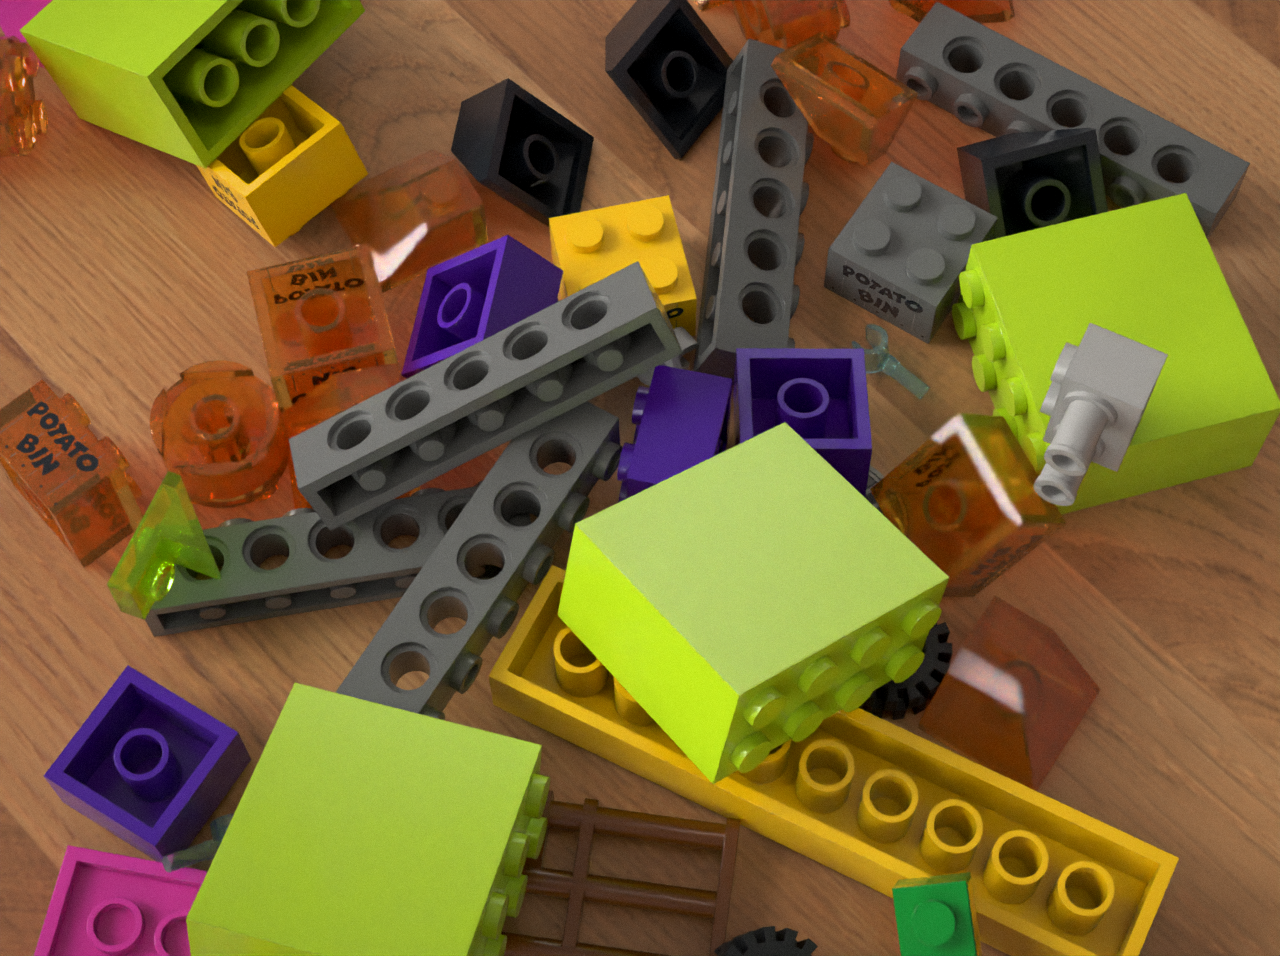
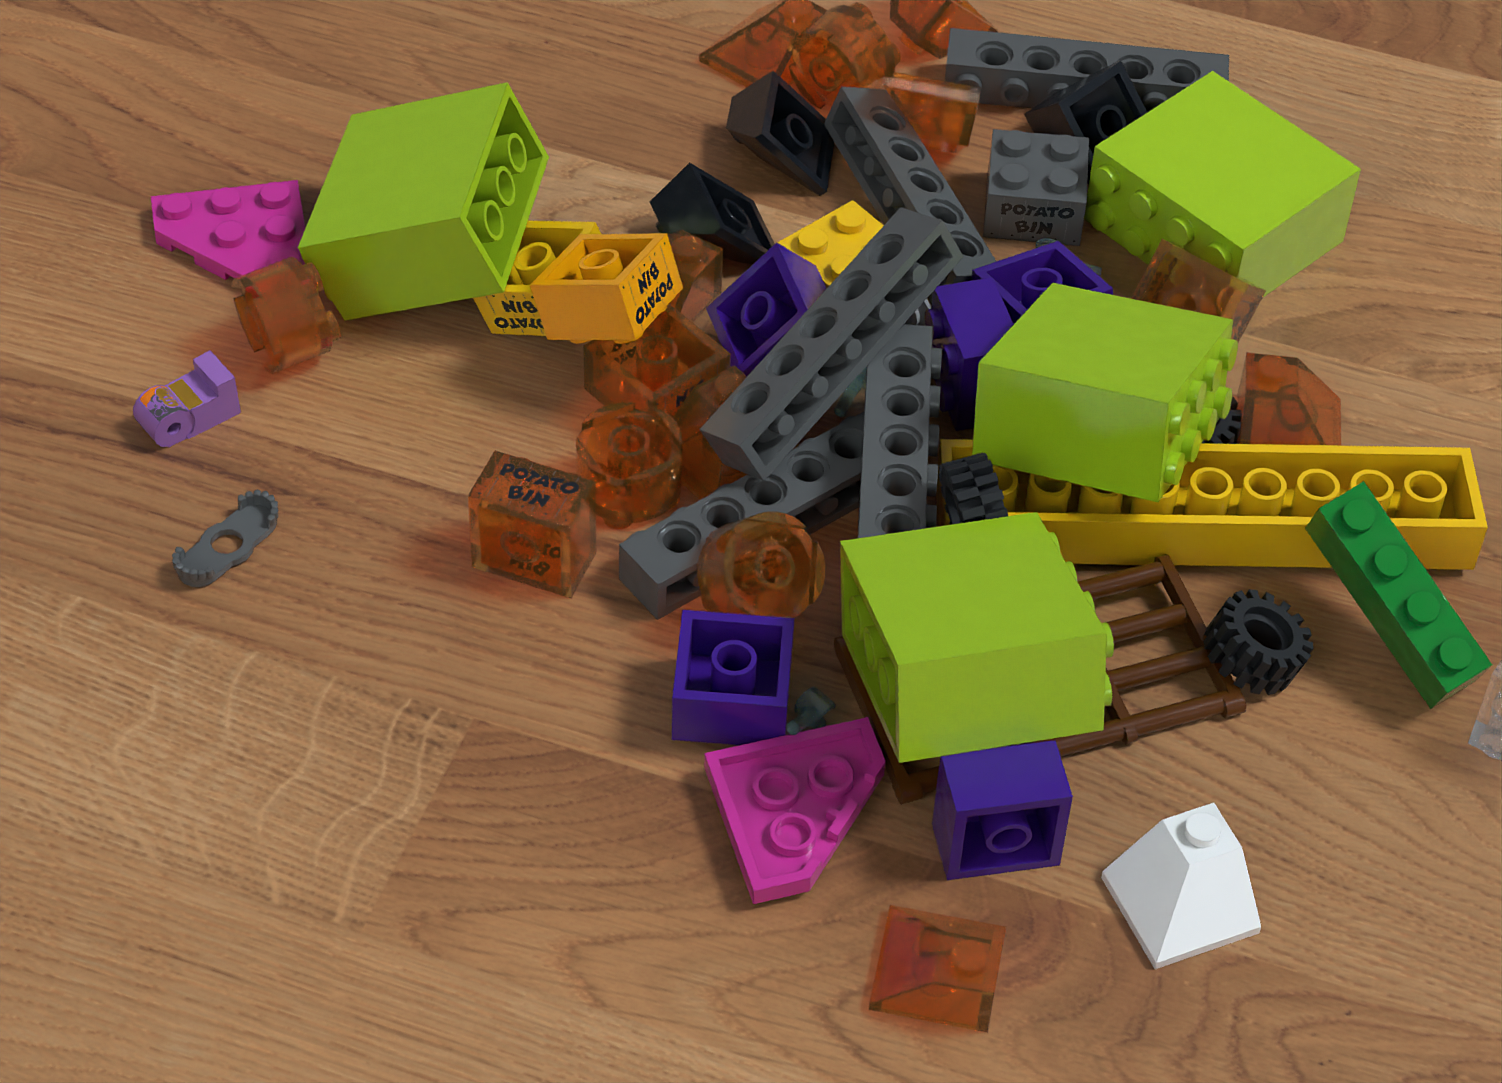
camera: 30 degrees left, 15 degrees down
(164, 537) = (663, 521): clear neon green slope -> none
(227, 616) = (768, 543): none -> clear orange brick
(292, 216) = (607, 287): none -> light orange brick
(500, 682) = (971, 490): none -> black tyre
(1094, 408) = (1257, 191): light grey brick -> none

